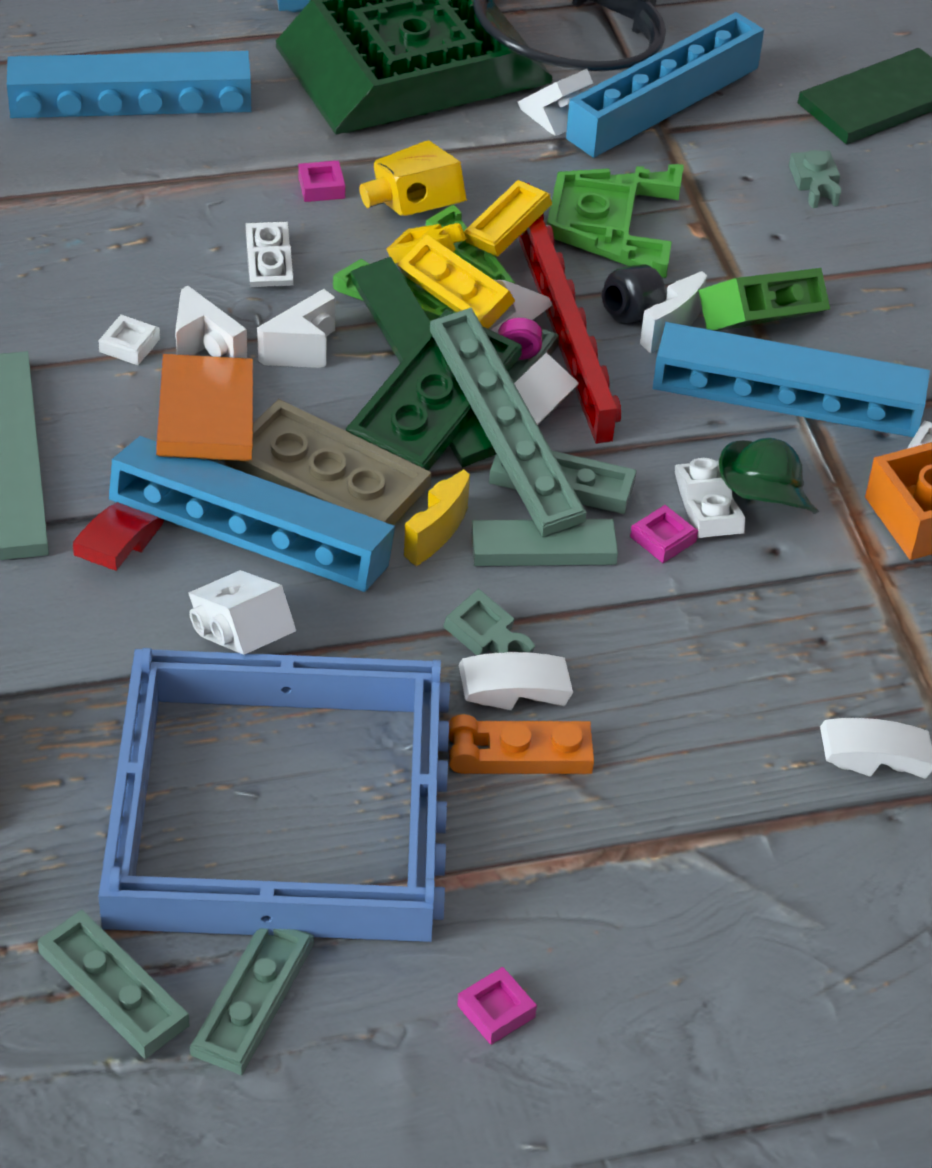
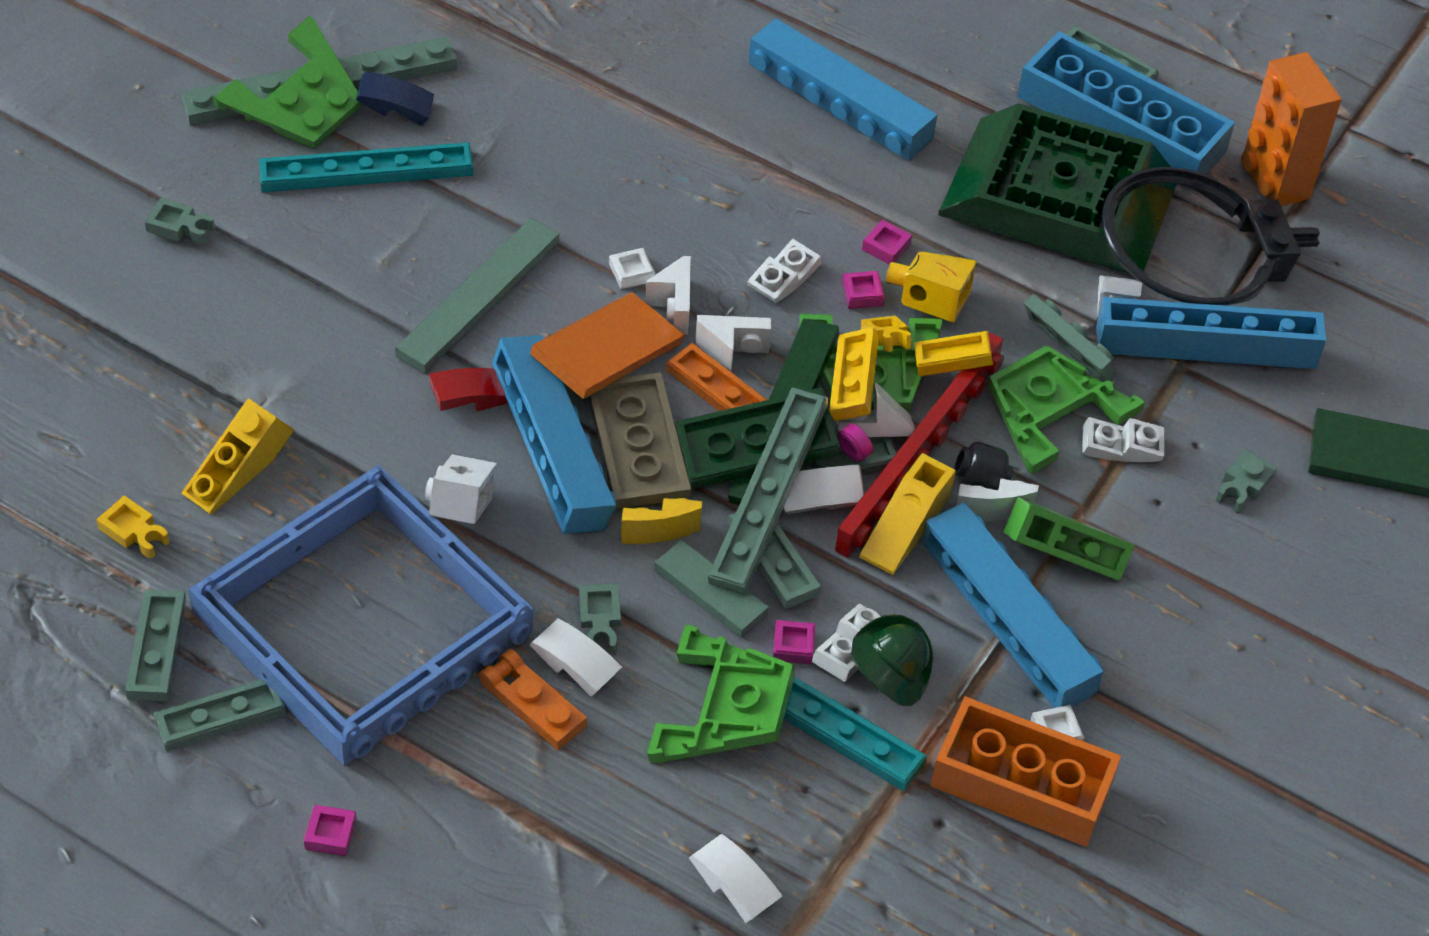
camera: 45 degrees right, 5 degrees up
(325, 381) = (711, 379): none -> orange tile
(350, 229) = (863, 289): none -> dark pink tile
(566, 153) = (1071, 338): none -> sand green plate
(631, 361) = (918, 498): none -> yellow slope
(697, 600) = (741, 704): none -> bright green wing
(702, 207) = (1127, 443): none -> white slope
(795, 570) = (853, 735): none -> teal tile

